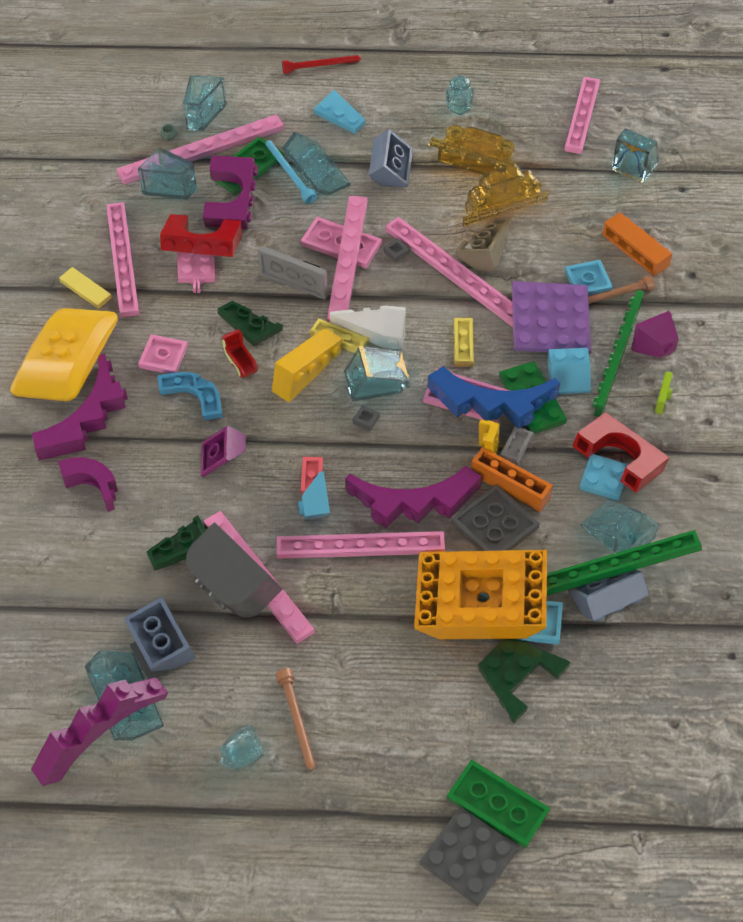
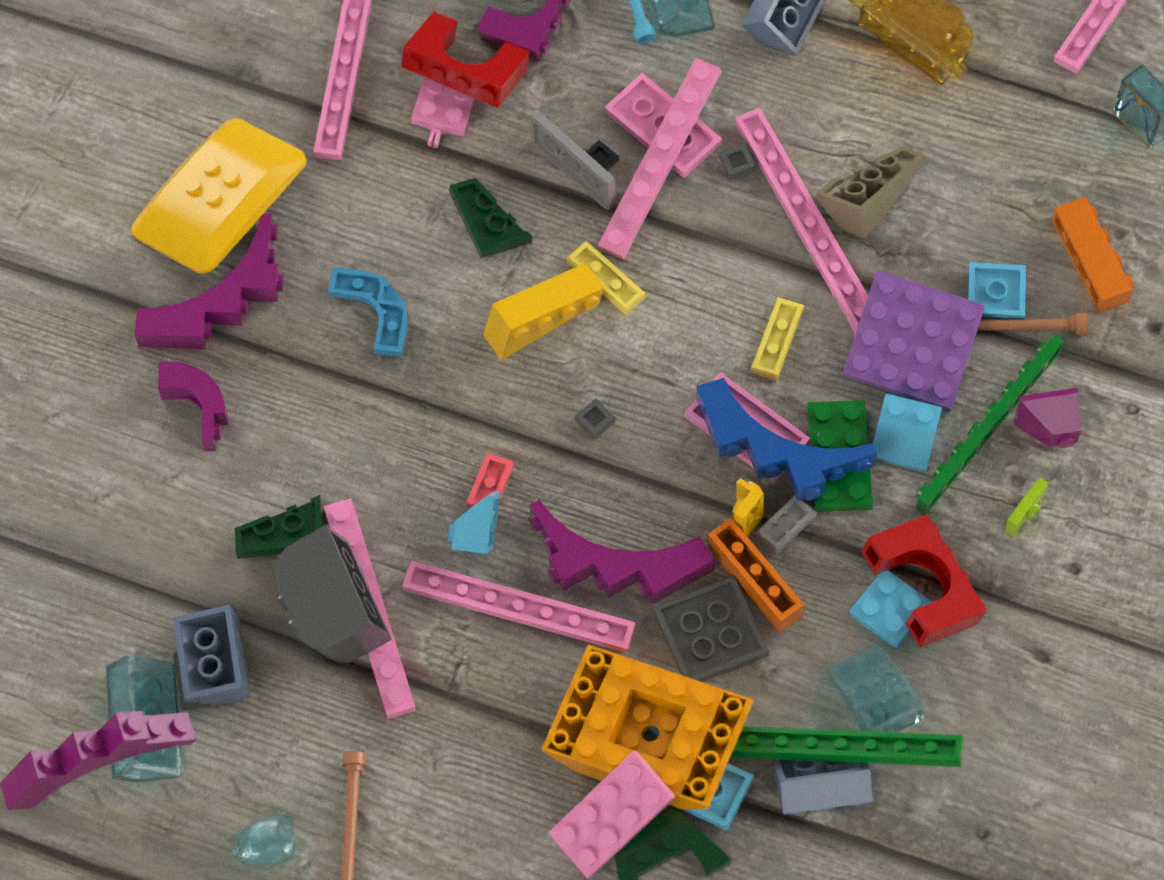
camera: 20 degrees right, 10 degrees up
(85, 288) = (280, 94): light yellow tile -> none
(163, 354) = (352, 235): bright pink plate -> none
(221, 449) = (382, 409): magenta slope -> none
(238, 354) = (454, 268): red animal -> none
(375, 373) = (633, 355): clear light blue slope -> none
(382, 326) = (668, 285): white wedge -> none
(480, 654) = (611, 814): none -> bright pink plate
(501, 193) = (924, 115): clear yellow brick -> none

